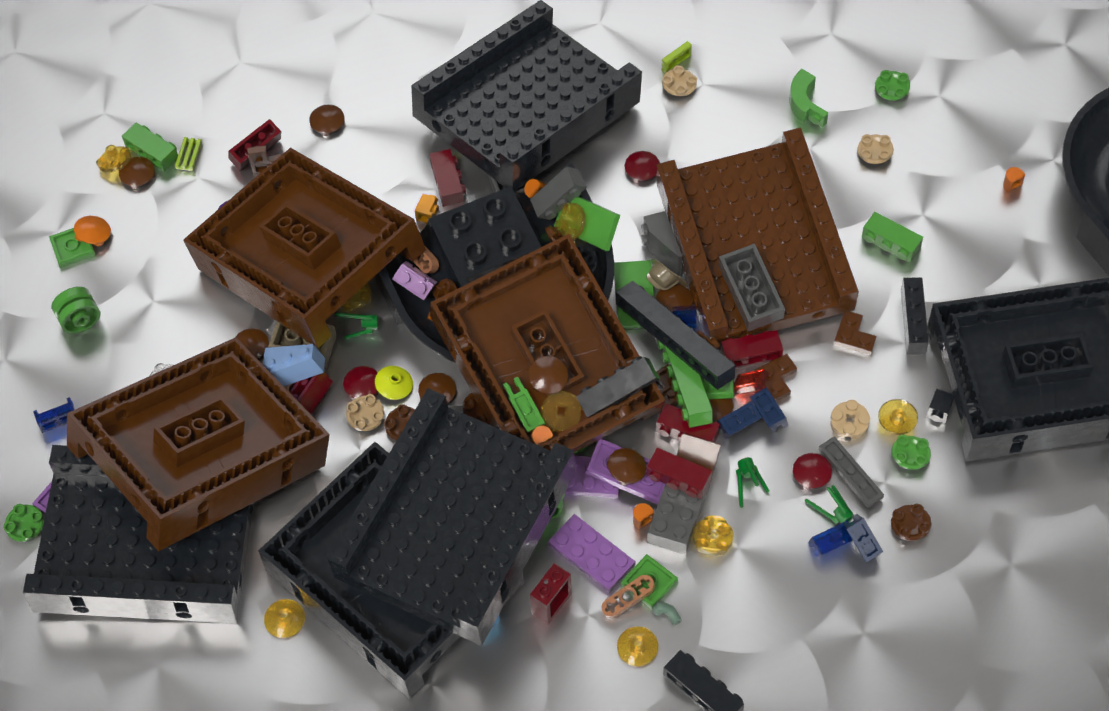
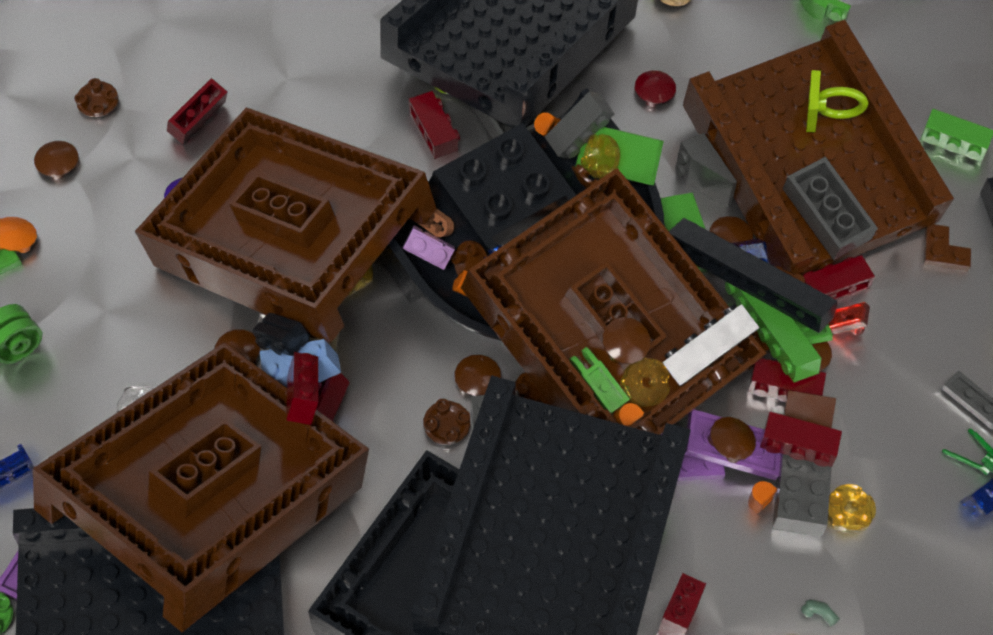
camera: 15 degrees left, 0 degrees up
(114, 158) = (25, 146): clear yellow dish -> none
(150, 146) = (68, 126): bright green brick -> none
(177, 124) = (96, 98): none -> reddish brown dish
(191, 142) = (108, 128): lime tile -> none
(259, 158) = (208, 128): reddish brown plate -> none
(280, 336) = (280, 334): none -> black brick
(286, 380) = (302, 388): none -> dark red brick
(326, 119) = (276, 73): reddish brown dish -> none
(360, 382) = (384, 379): dark red dish -> none
(365, 413) = (396, 415): tan dish -> none
(368, 322) = (377, 304): green plant -> none
(393, 389) = (419, 380): neon yellow dish -> none
(426, 208) = (419, 158): light orange brick -> none
(591, 553) = (711, 551): medium lavender plate -> none
(612, 599) = (779, 581): nougat beam -> none
(662, 277) = (715, 209): dark tan piece -> none
(662, 577) = (788, 576): bright green tile -> none
(739, 419) = (846, 365): dark blue hinge -> none
(748, 470) = (868, 422): green plant -> none
(760, 195) = (818, 99): none -> lime tile
(769, 409) = (876, 348): dark blue hinge -> none
(777, 371) = (876, 298): reddish brown plate -> none
(812, 471) = (942, 415): dark red dish -> none
(854, 410) = (970, 337): tan plate -> none
(875, 148) = (909, 40): tan dish -> none

